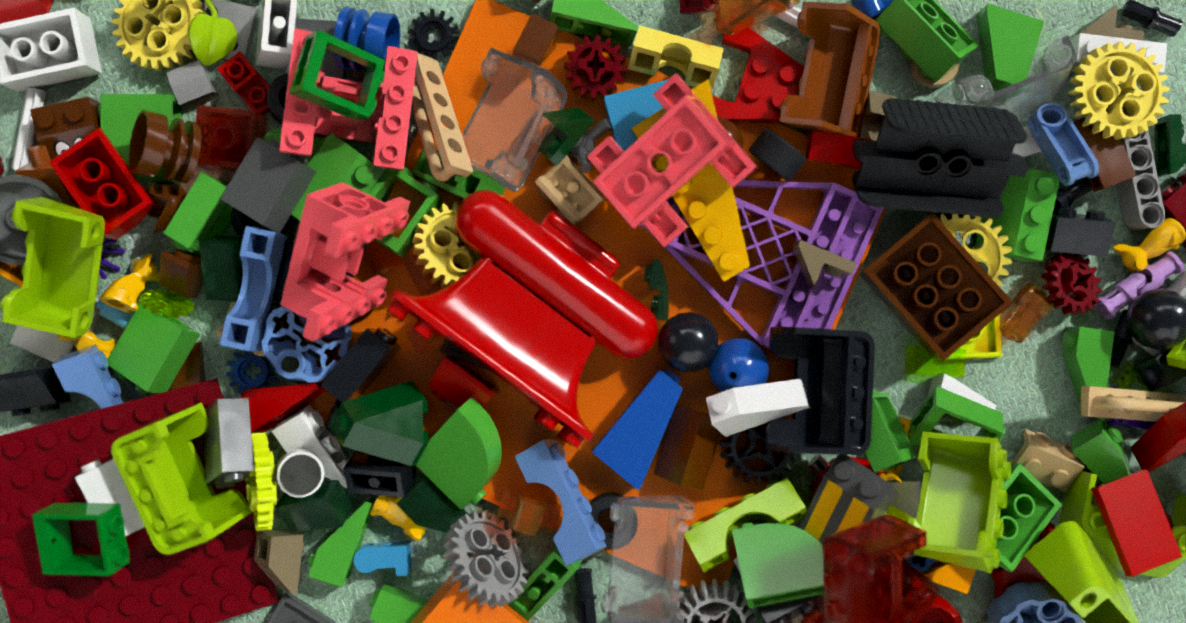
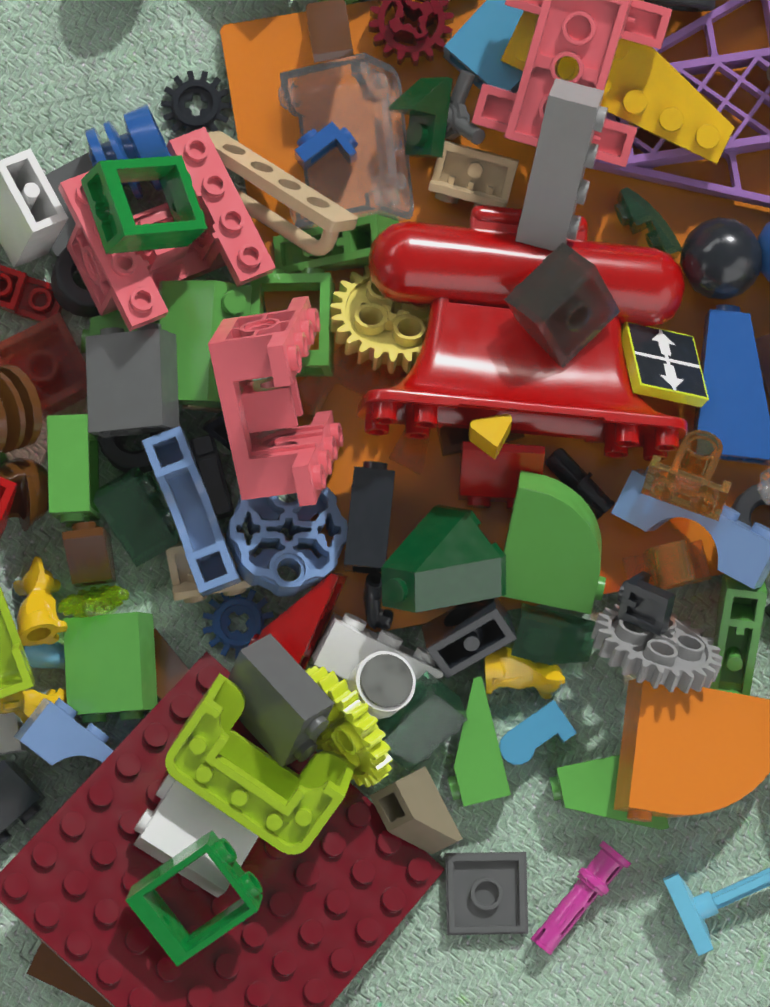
camera: 30 degrees left, 5 degrees down
(463, 364) = (490, 433): none -> yellow slope
(486, 108) = (316, 145): none -> blue bracket
(494, 530) = (645, 604): none -> black bracket
(510, 423) = (577, 479): none -> black axle
(559, 312) = (563, 304): none -> clear smoke slope
(573, 470) = (690, 477): none -> clear orange pin
(606, 386) = (663, 364): none -> tile
(615, 221) = (560, 164): none -> light grey brick

